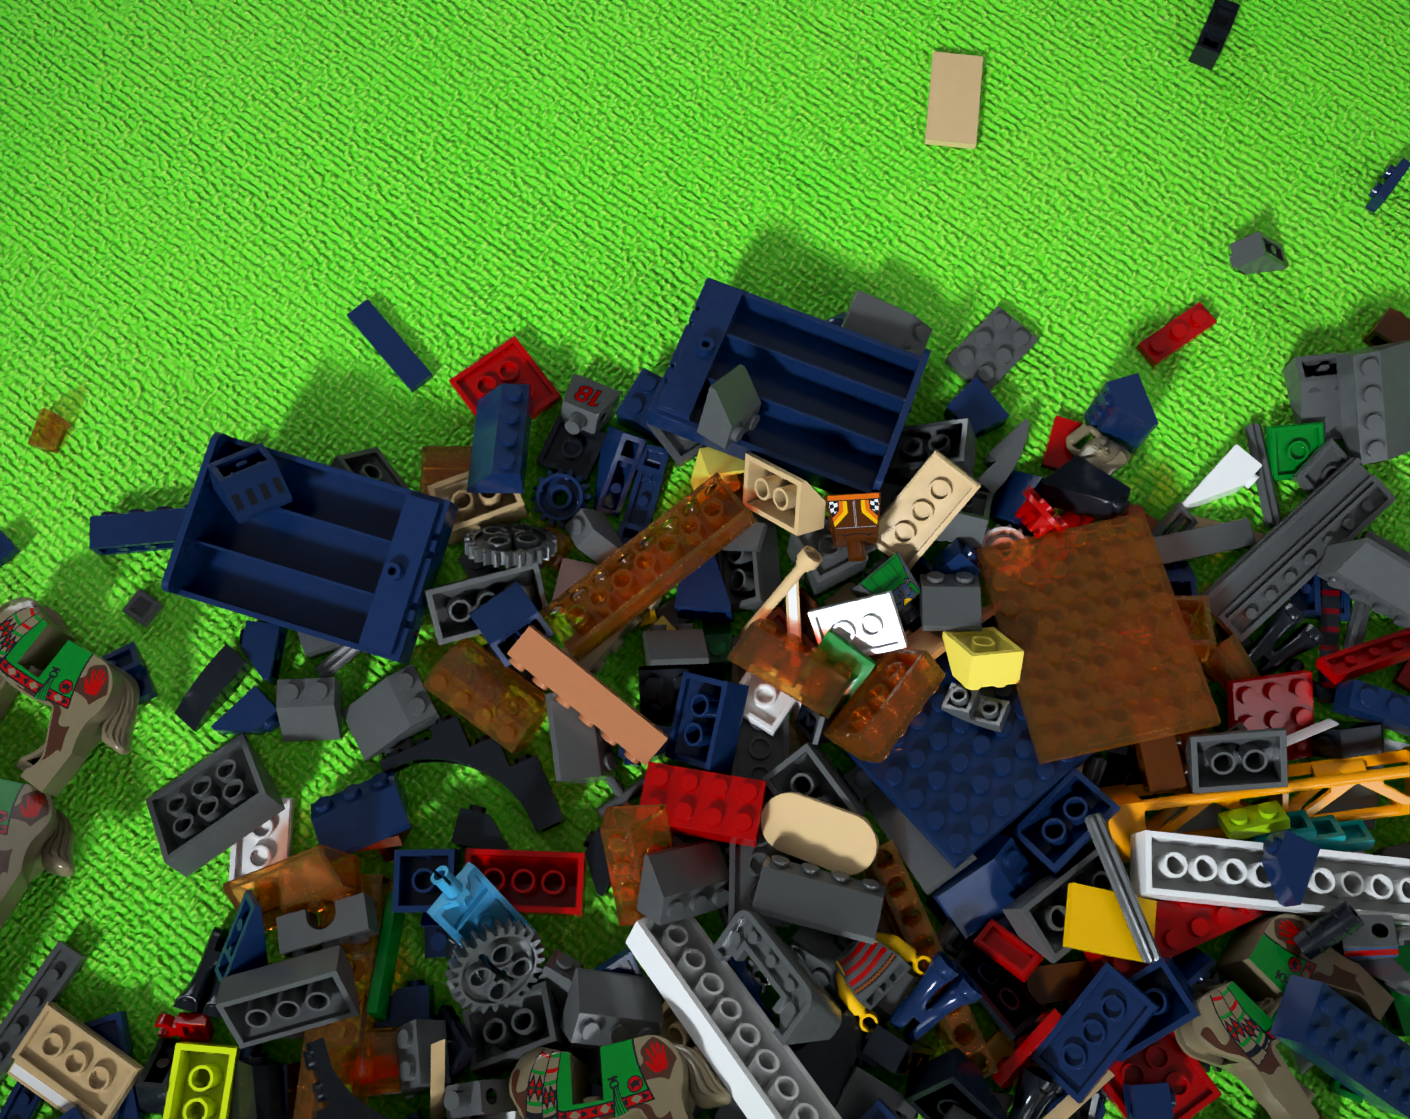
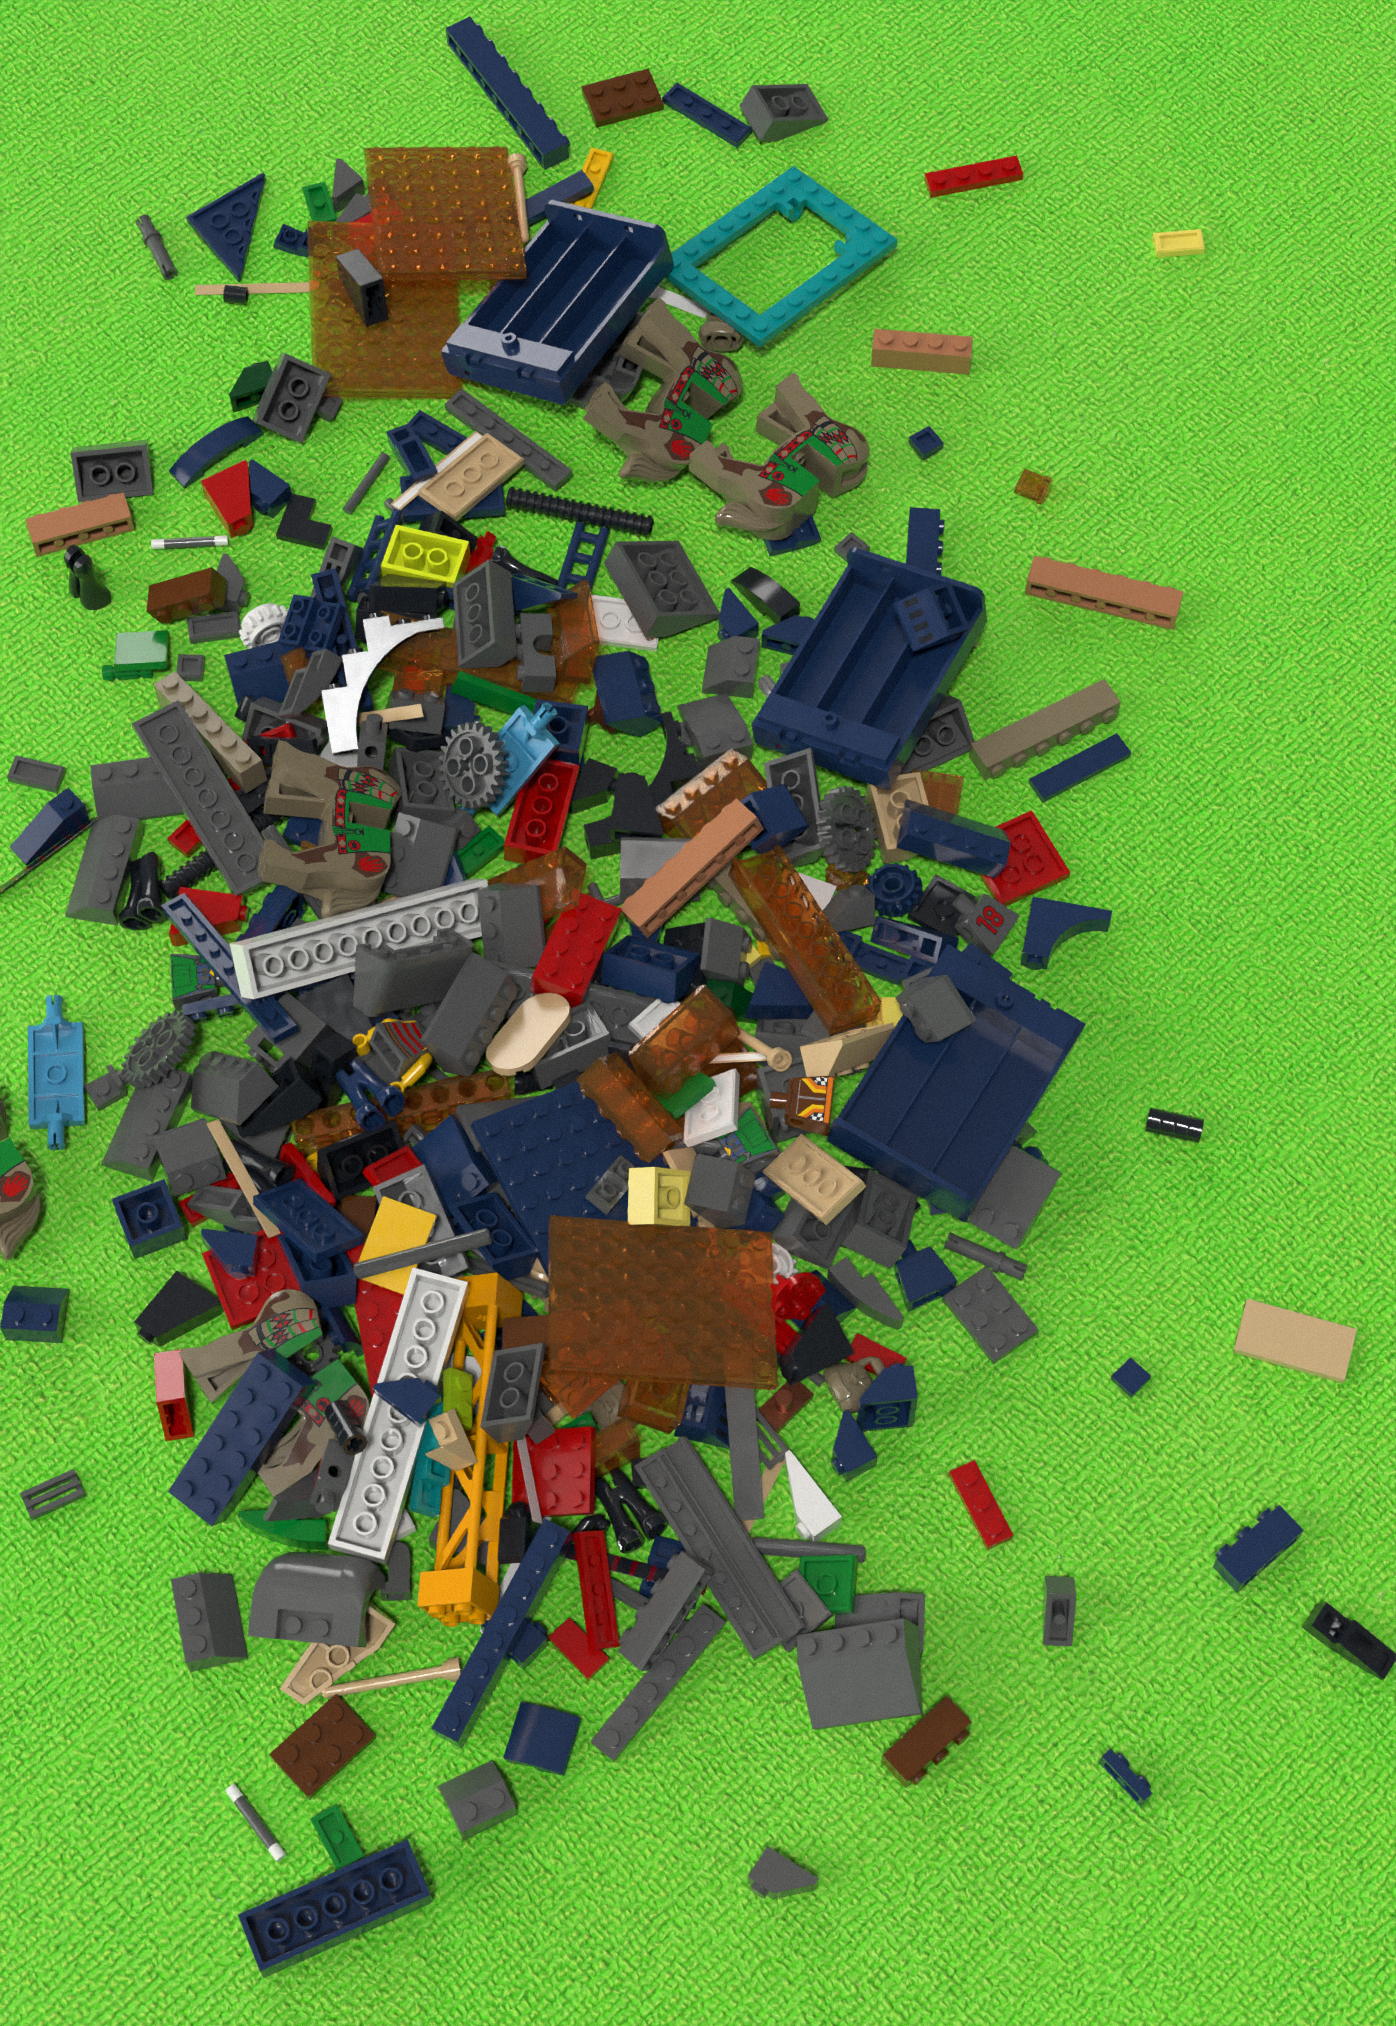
camera: 100 degrees right, 10 degrees down
(116, 922) = (579, 511): none -> black piece
(177, 918) = (591, 560): none -> dark blue bar
(179, 346) = (1104, 592): none -> nougat brick
(351, 380) = (1044, 730): none -> dark tan brick
(518, 774) = (633, 809): none -> black slope
(577, 348) = (1054, 923): none -> dark blue arch
(579, 944) = (480, 850): none -> green plate
(767, 215) = (1174, 1125): none -> black axle
(939, 350) = (985, 1256): none -> dark grey pin
(1022, 225) = (1130, 1377): none -> dark blue tile
(1156, 106) = (1257, 1547): none -> dark blue brick
(1161, 450) = (851, 1450): none -> dark blue slope
(1314, 812) = (454, 1446): none -> tan slope

